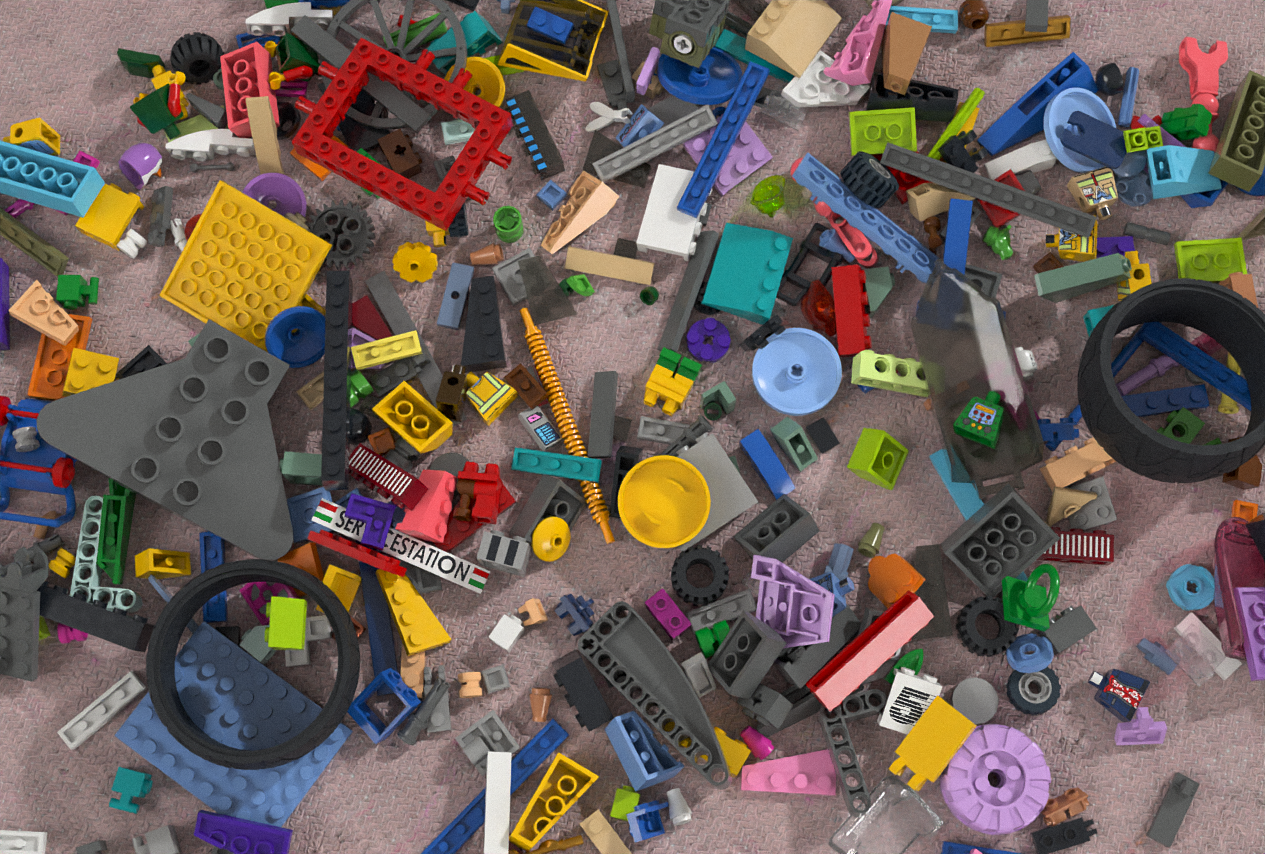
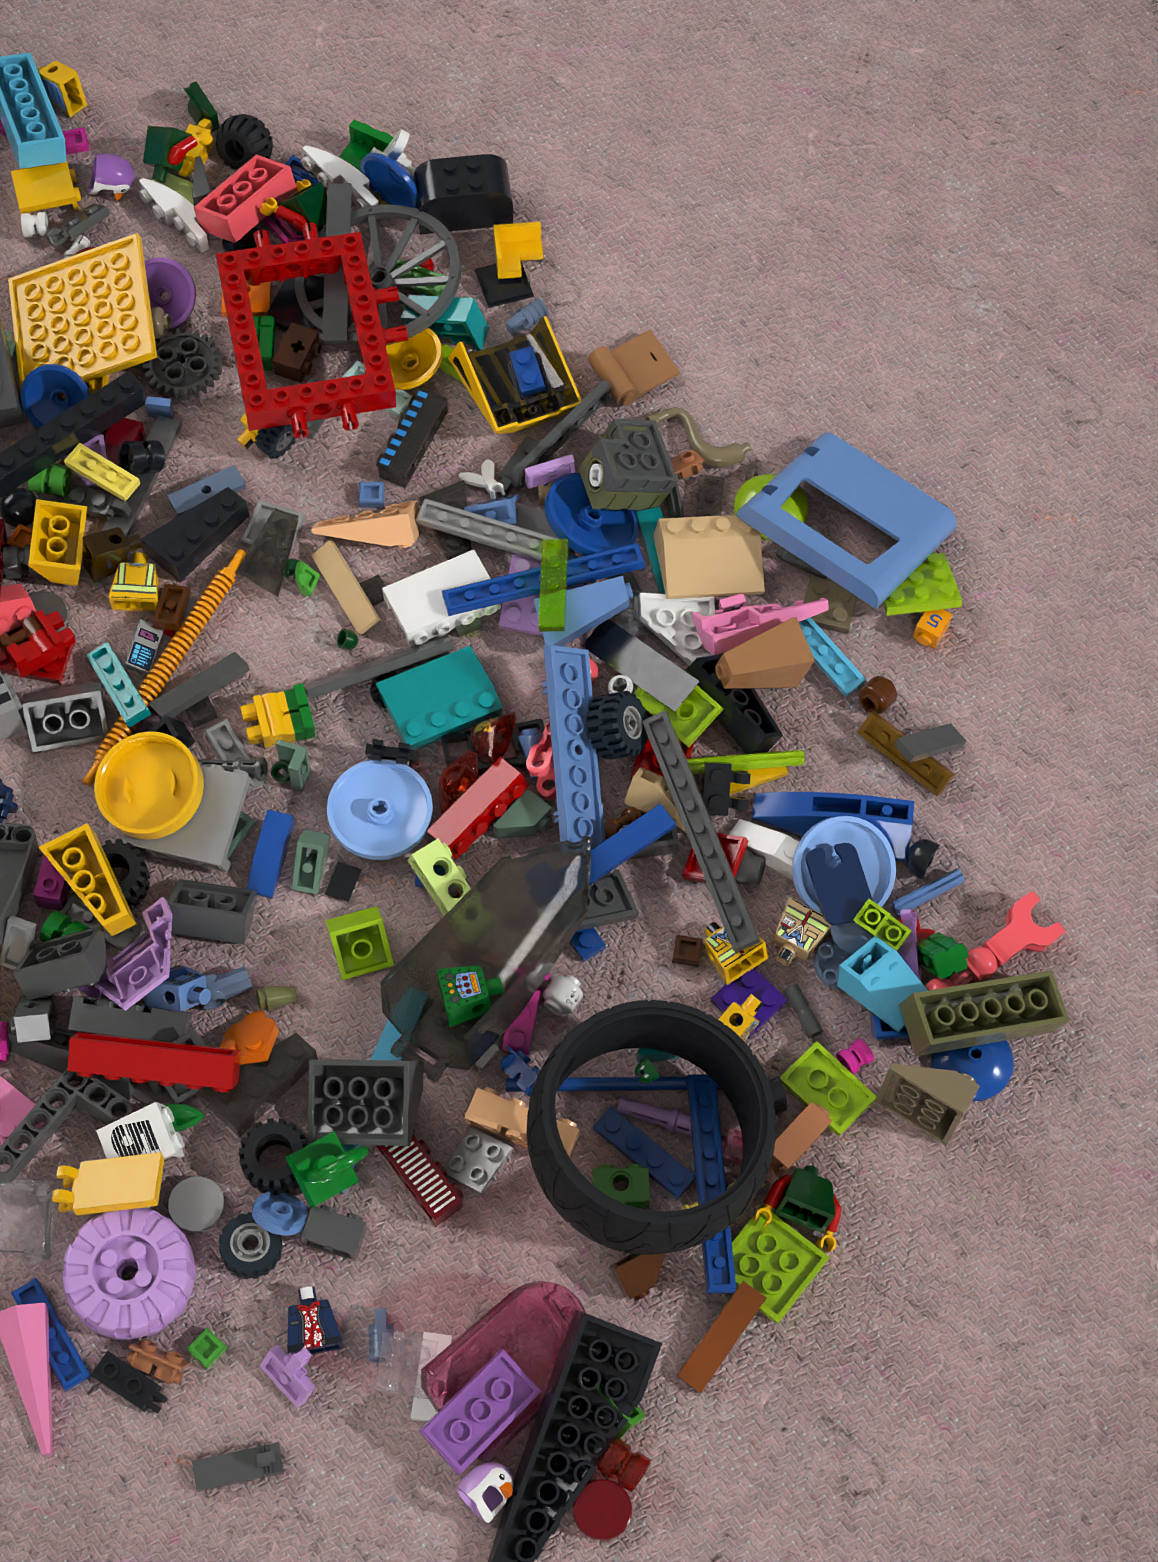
camera: 45 degrees right, 10 degrees down
(195, 168) = (146, 217): flat silver hinge -> none
(264, 135) = (210, 234): tan slope -> none
(361, 274) = (159, 406): none -> medium blue tile
(397, 315) = (140, 456): none -> black wheel
(415, 262) = (207, 435): yellow plant -> none
(488, 255) = (269, 488): nougat cone -> none
(508, 224) = (308, 479): bright green wheel -> none
(544, 537) = (47, 720): yellow dish -> none
(697, 589) = (88, 872): none -> yellow wedge
(711, 328) = (356, 730): dark purple plate -> none
(740, 135) = (553, 585): none -> clear neon green tile
(764, 140) = (589, 607): none -> medium blue slope
(769, 195) = (526, 663): clear neon green piece -> none
(805, 262) = (493, 736): none -> clear red hat
(836, 44) = (732, 603): none -> bright pink tile
(836, 131) = (641, 664): none -> sticker
(841, 151) = (620, 683): none -> white cone
(999, 241) = (670, 886): bright green animal -> none
(1066, 502) = (458, 1135): tan tile -> none
(1077, 769) = (206, 1348): none -> bright green tile
(1082, 277) = (687, 974): sand green slope -> none
(1169, 350) = (648, 1071): none -> dark green hinge
(1178, 586) = (467, 1303): medium azure plate -> none
(1204, 227) = (855, 1056): none -> dark pink wheel
(1244, 510) = (600, 1308): orange tile -> none

